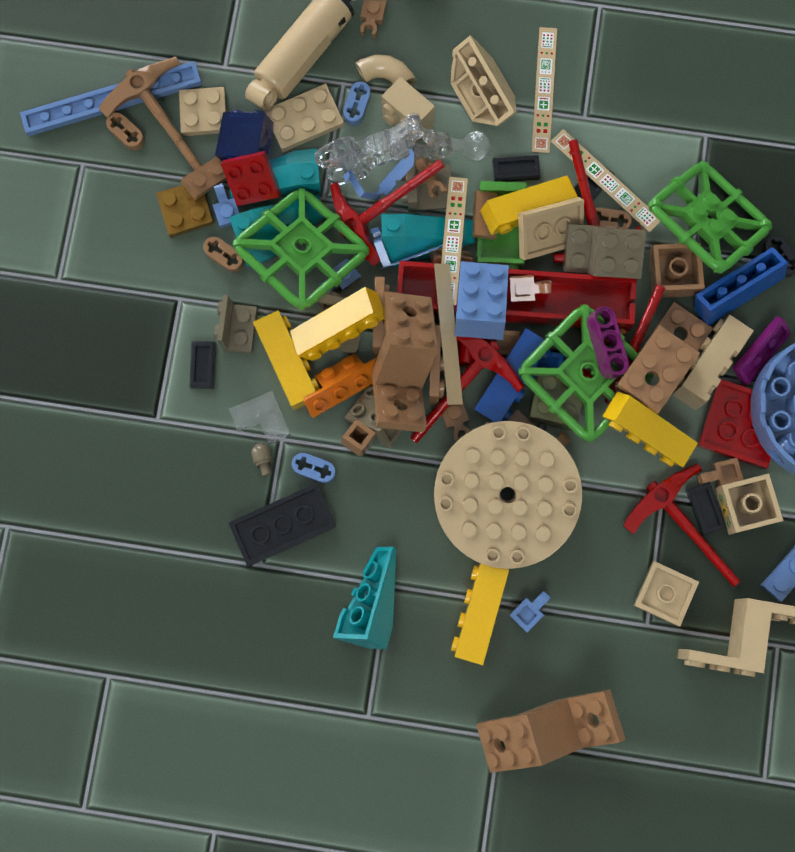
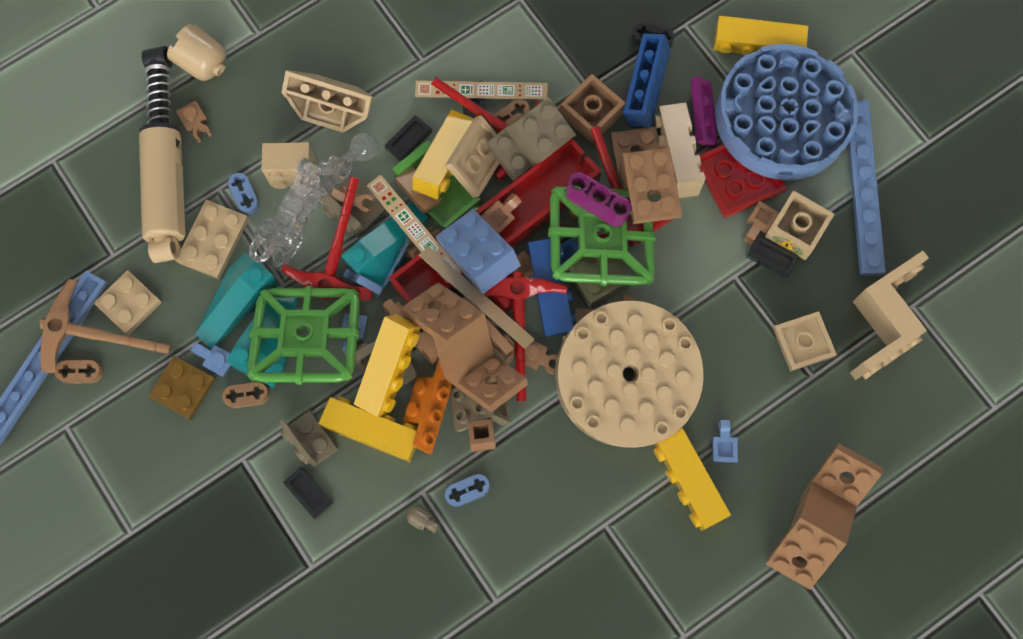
camera: 45 degrees left, 5 degrees down
(204, 178) = (178, 350): medium nougat plate -> none
(243, 134) = (180, 292): clear blue piece -> none
(251, 178) = (215, 317): red plate -> none
(263, 411) = (390, 483): clear plate -> none
(282, 525) = (484, 555): black plate -> none
(371, 610) = (612, 557): teal wedge -> none
(384, 67) = (240, 149): tan cylinder -> none
(388, 183) = (324, 228): medium blue piece -> none
(544, 90) = (375, 66): tan sticker -> none
(649, 429) = (683, 234): yellow brick -> none
(662, 496) = (735, 275): red piece -> none
(712, 229) = (571, 43): bright green plate -> none

